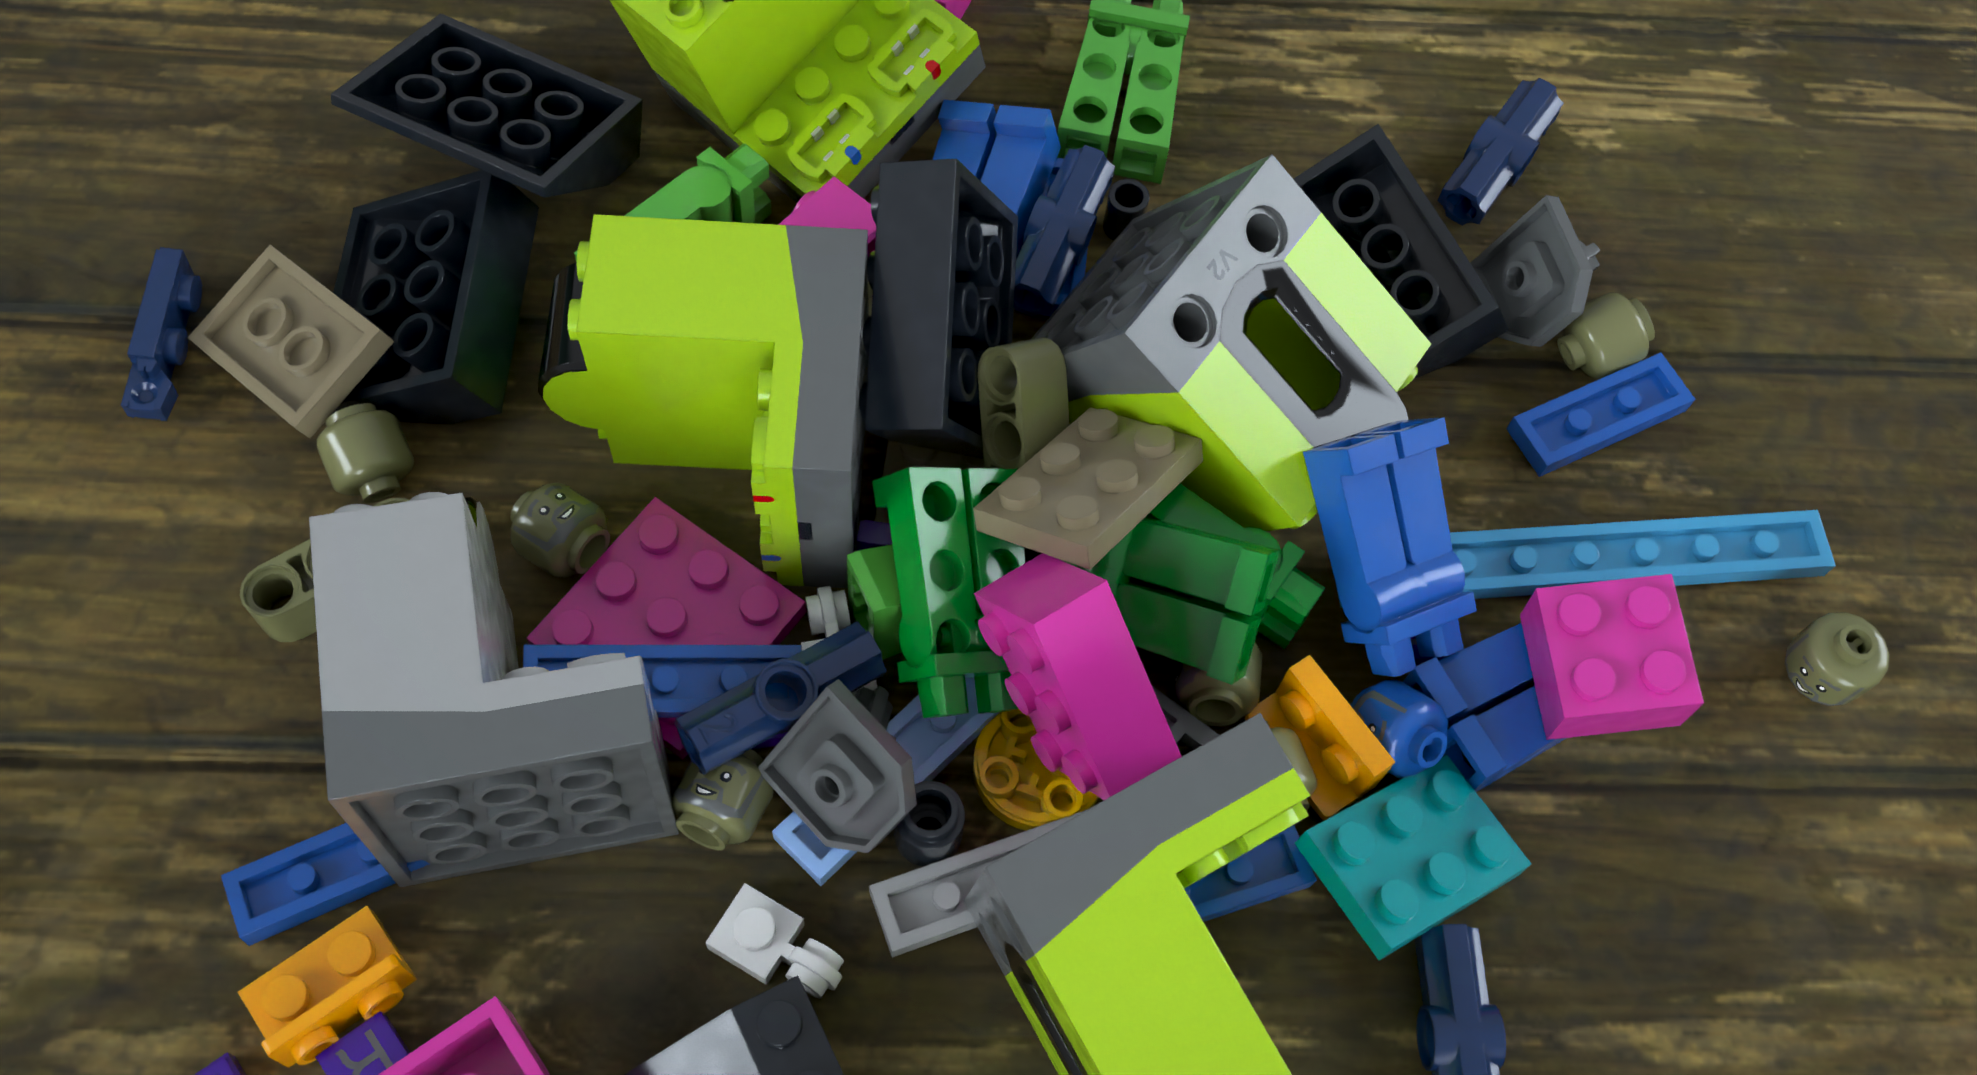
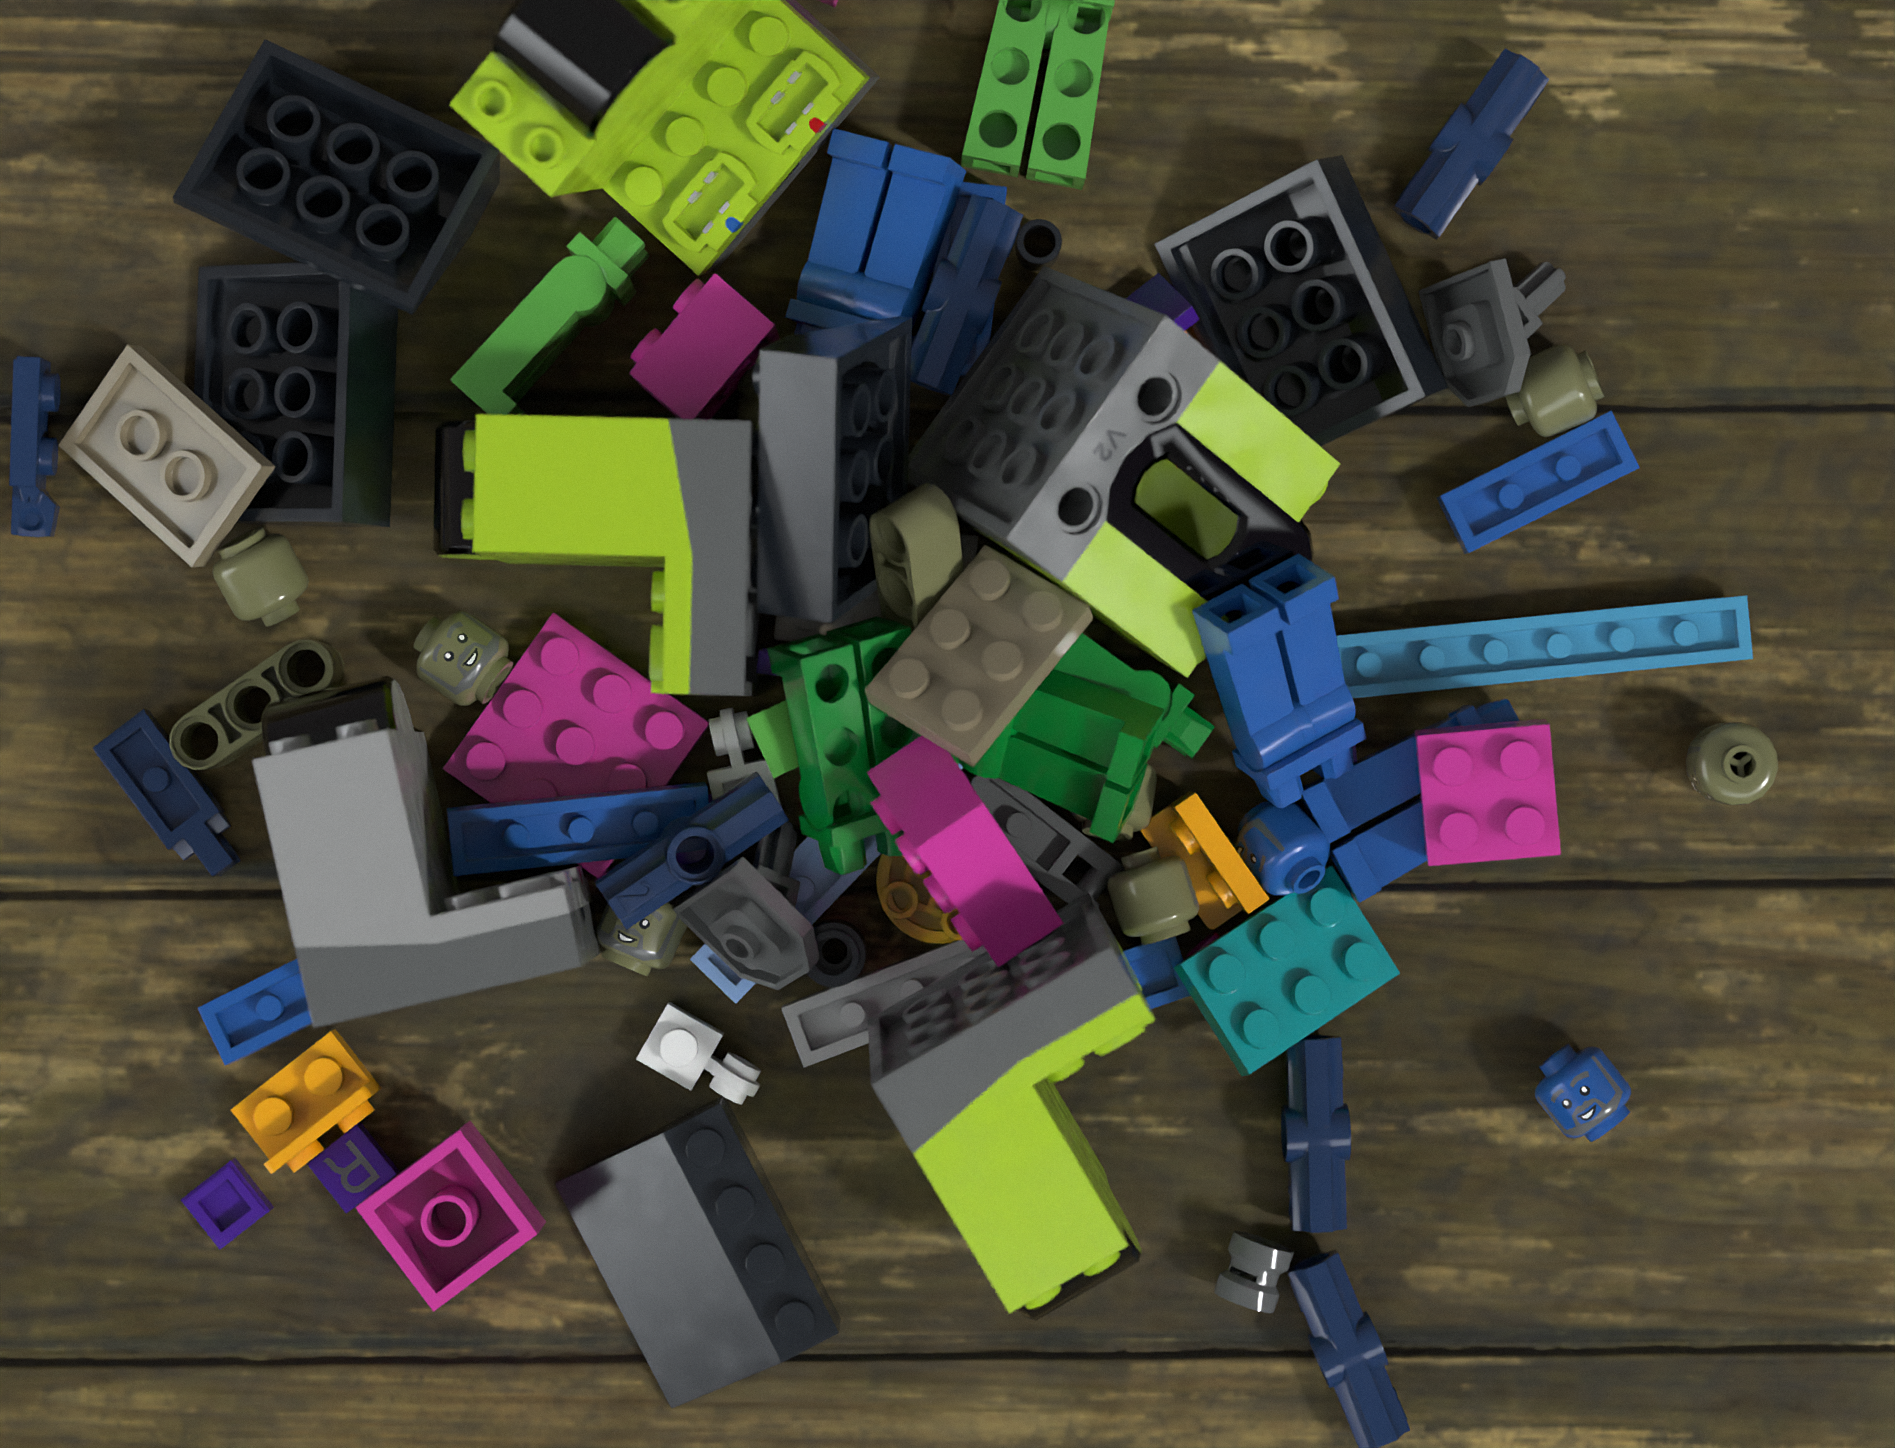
camera: 10 degrees right, 25 degrees up
(233, 655) = (167, 793): none -> dark blue hinge
(1747, 993) = (1583, 1092): none -> blue head

